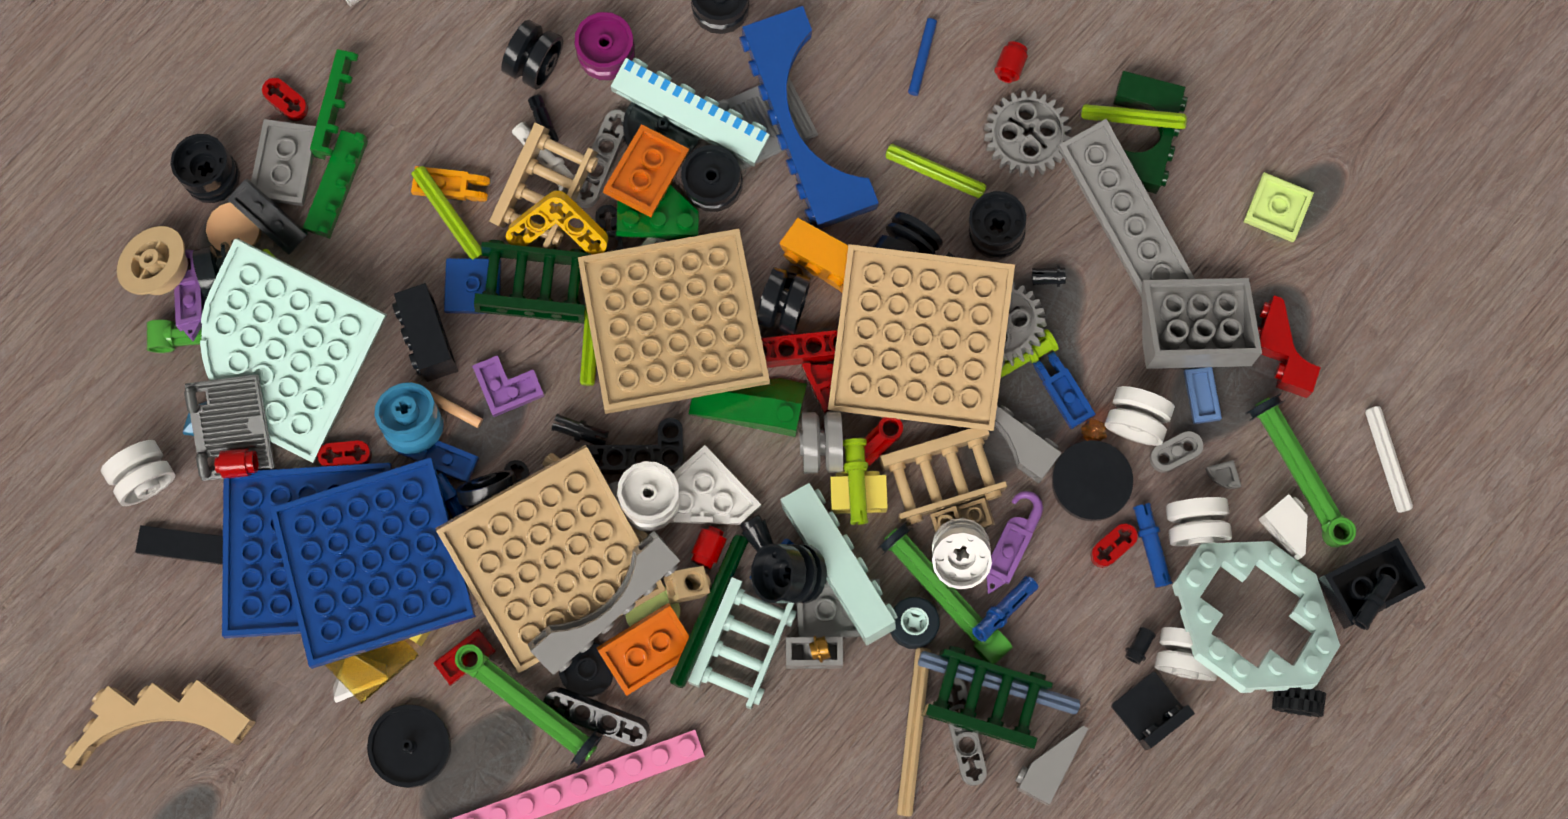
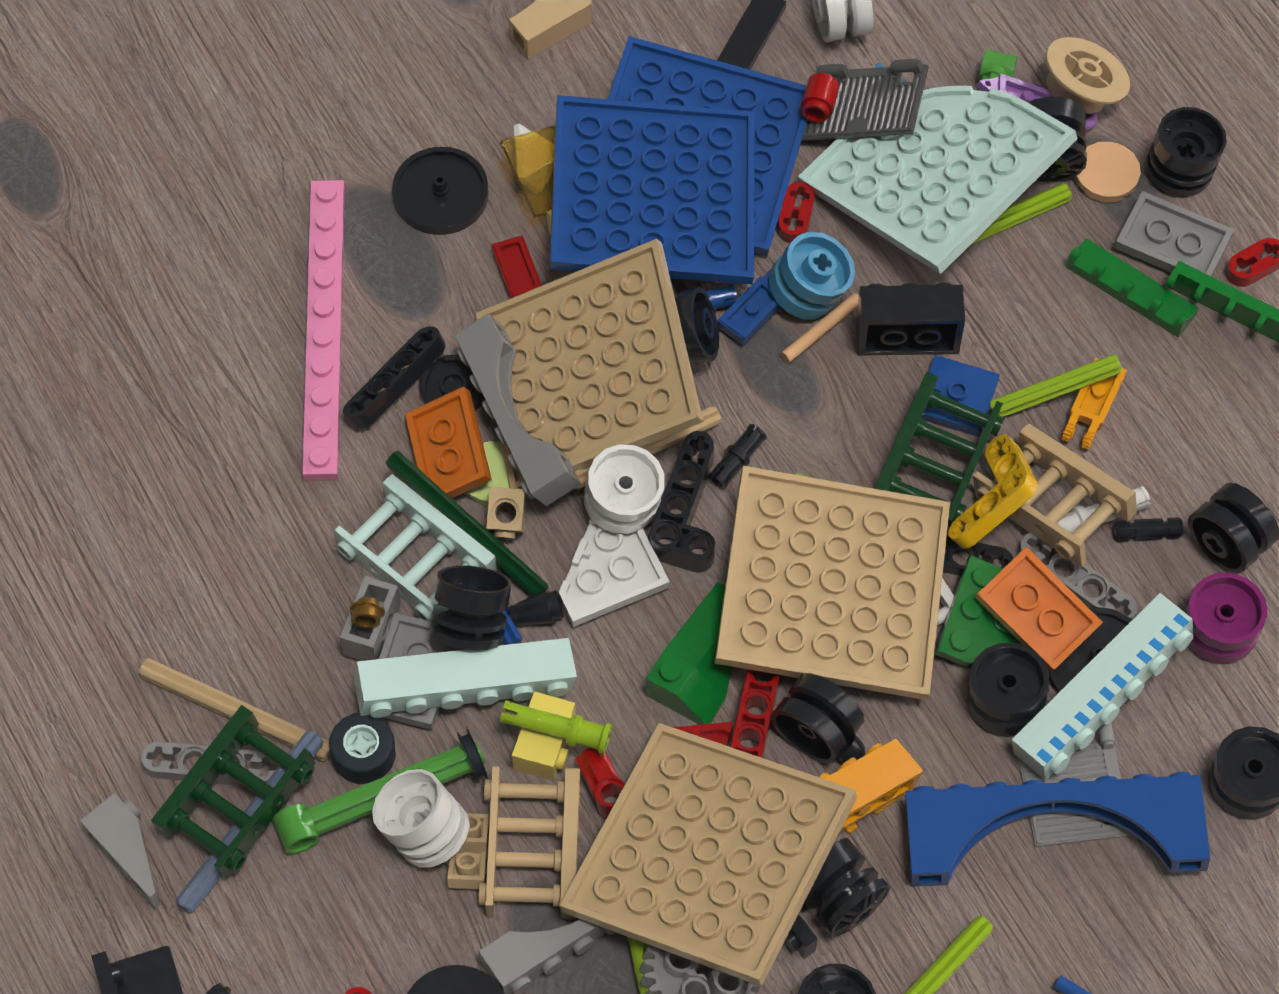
camera: 110 degrees right, 15 degrees down
(267, 216) = (1108, 202): black plate -> none
(502, 393) = (814, 386): medium lavender plate -> none
(519, 464) = (703, 383): black bush -> none
(529, 705) = (437, 306): bright green piece -> none
(708, 547) = (543, 549): red brick -> none
(821, 442) = (625, 700): light grey wheel -> none
(997, 616) = (334, 852): blue pin -> none
(1013, 543) = (414, 897): medium lavender plate -> none

